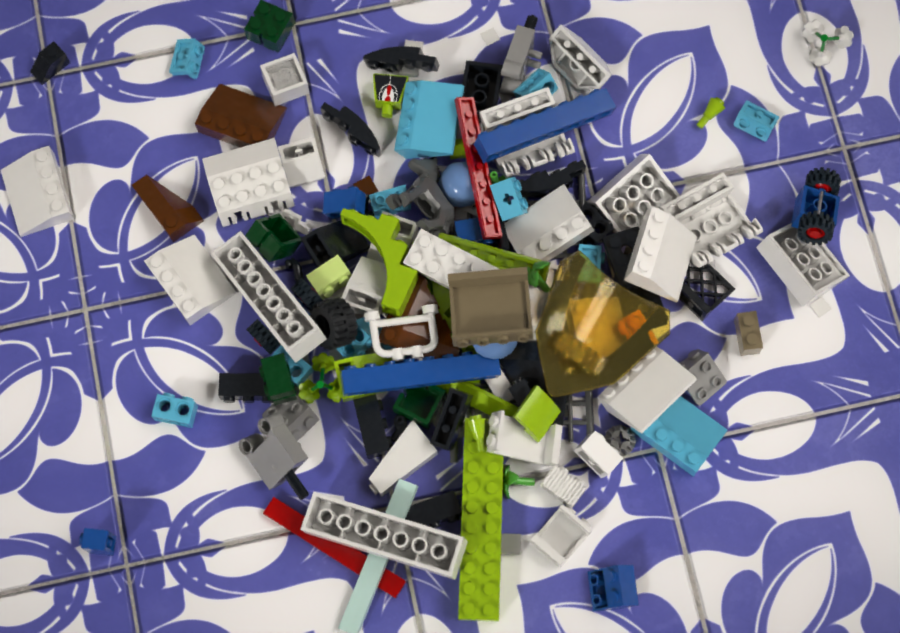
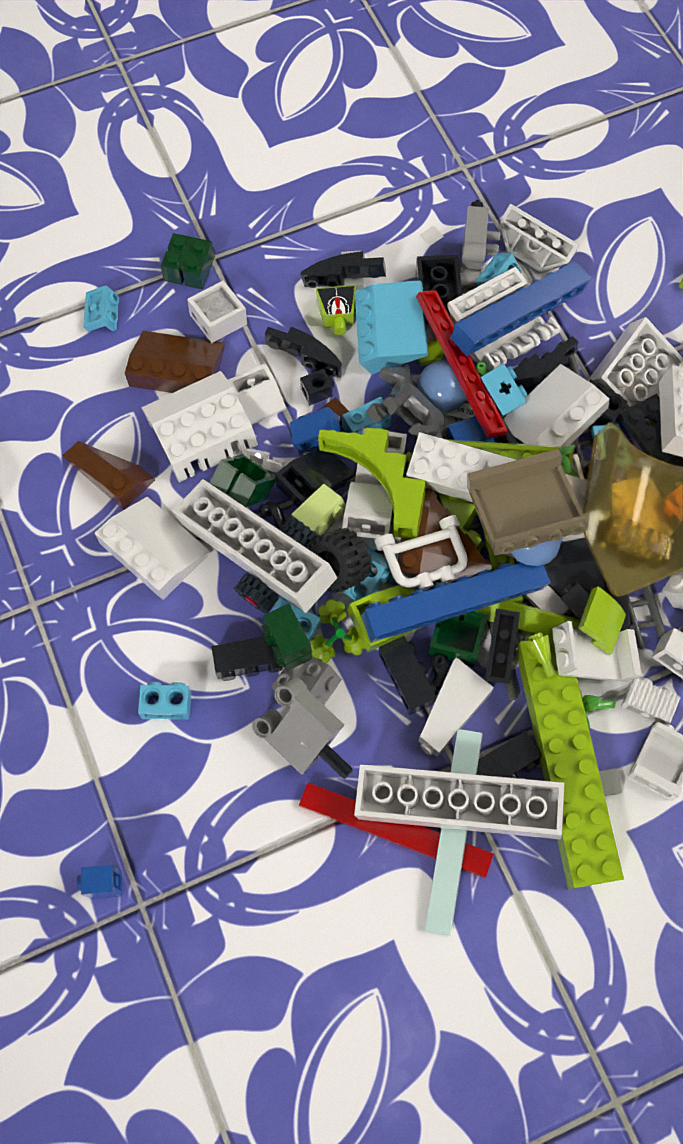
camera: 15 degrees left, 5 degrees down
(349, 158) = (313, 394): none -> black brick

